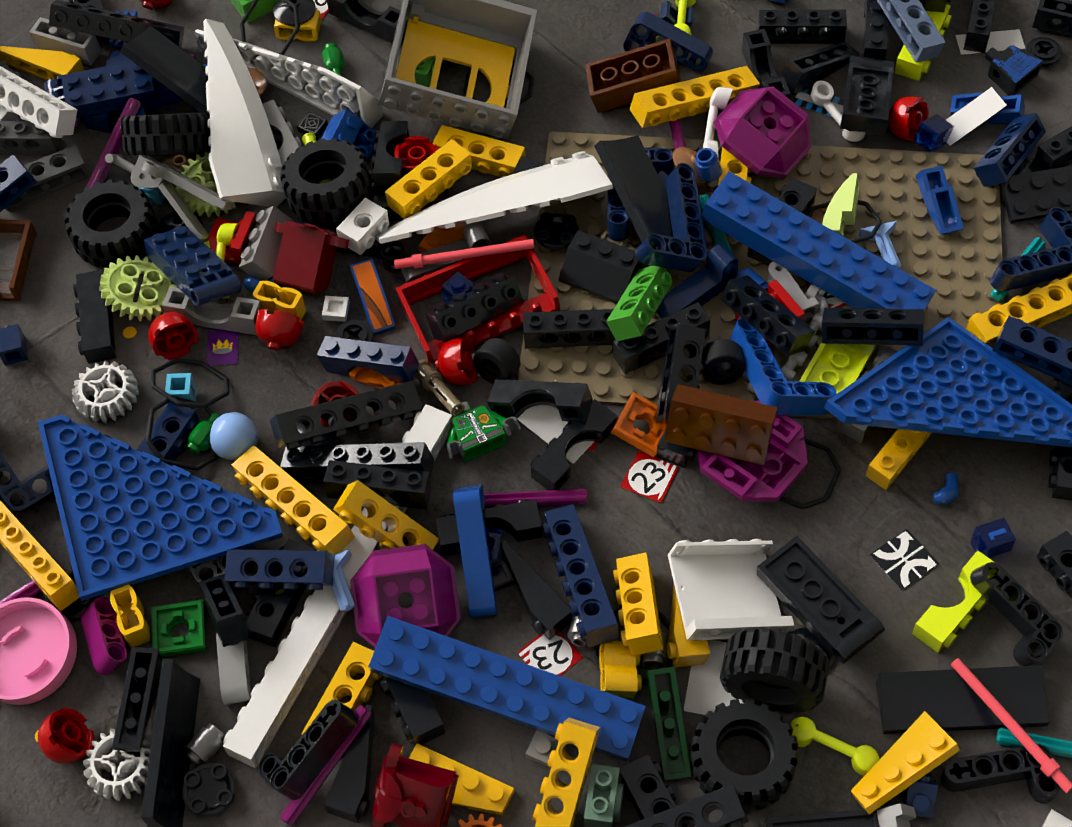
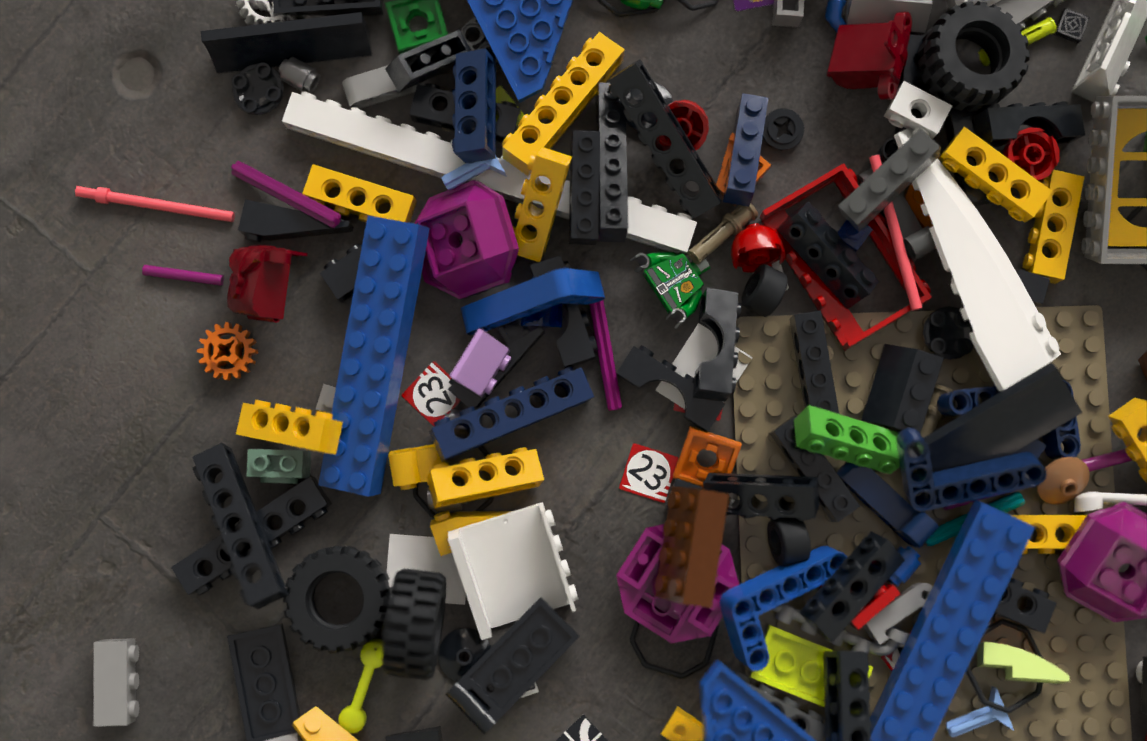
camera: 80 degrees right, 25 degrees up
(233, 435) = (636, 26): light blue helmet -> none
(278, 328) = (773, 44): red cylinder -> none
(280, 299) = (811, 38): yellow brick -> none
(311, 752) = (273, 165): black beam -> none
(335, 308) = (815, 102): white plate -> none
(351, 128) = (1052, 71): blue slope -> none
(372, 296) = (834, 139): slope -> none
(420, 245) = (889, 180): none -> dark grey brick
(473, 788) = (287, 336): yellow wing -> none
(528, 589) = (481, 364): none -> lavender slope
(668, 723) = (371, 520): dark green slope -> none
(708, 165) = (1056, 501): blue brick -> none

